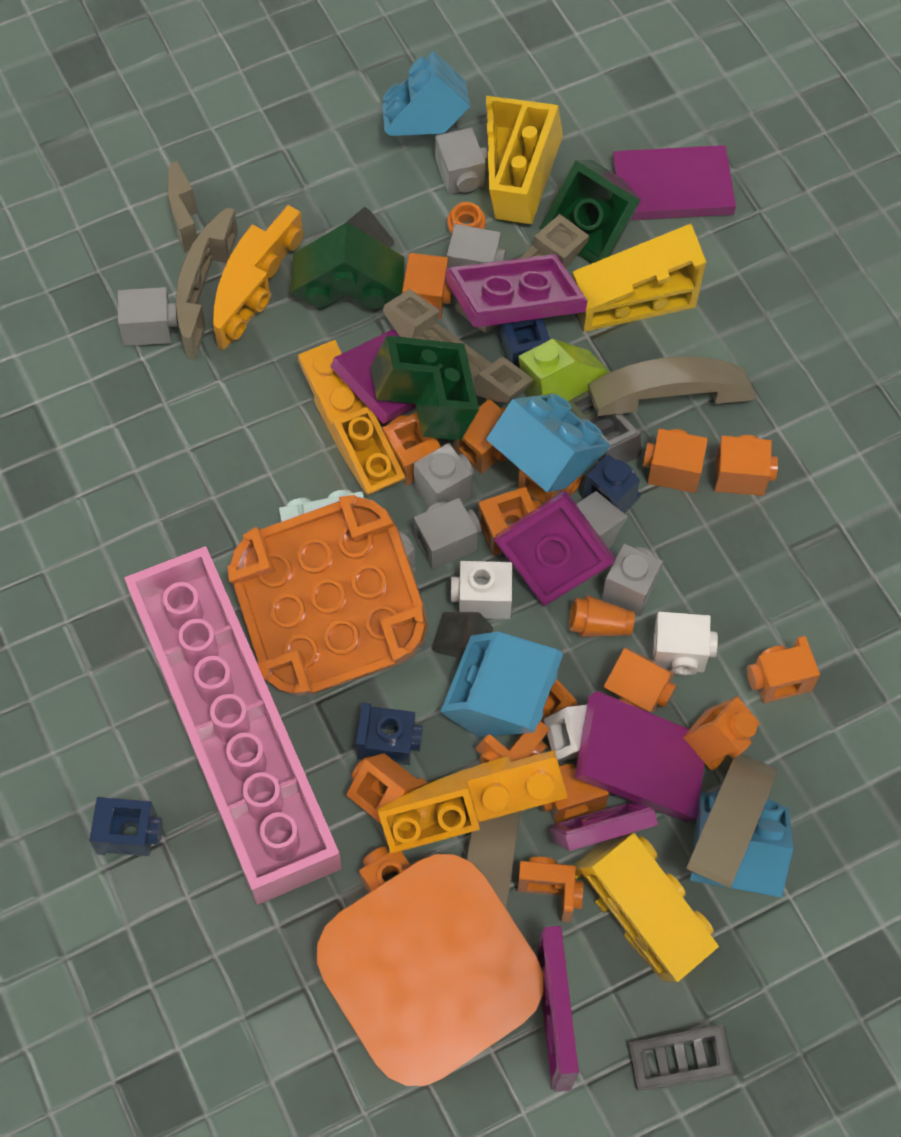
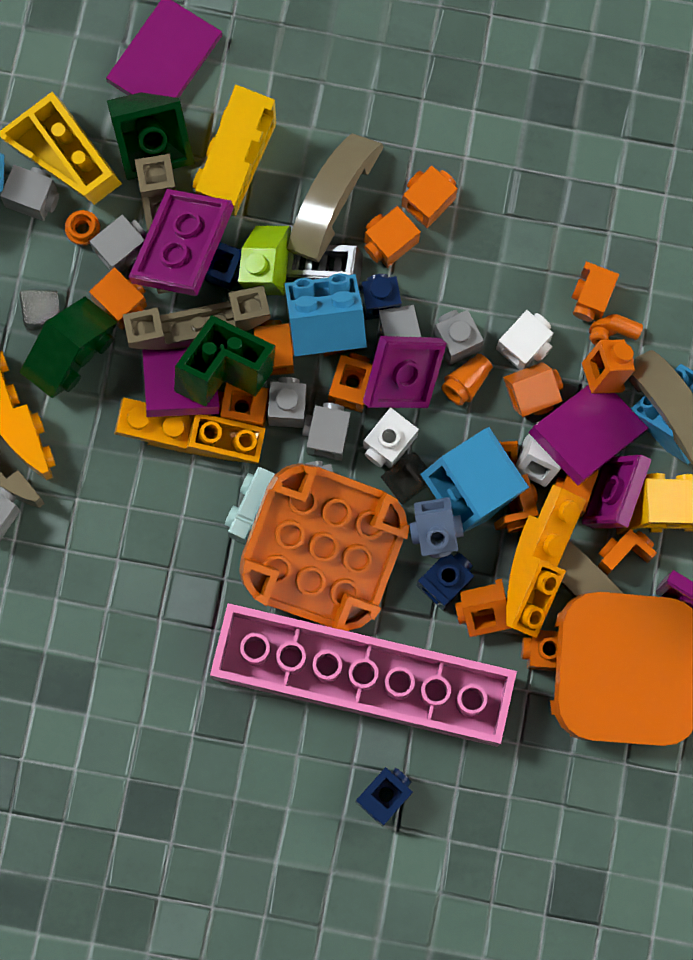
camera: 55 degrees left, 15 degrees up
(425, 678) = (436, 527): none -> sand blue brick
(772, 715) = (614, 324): none -> orange arm

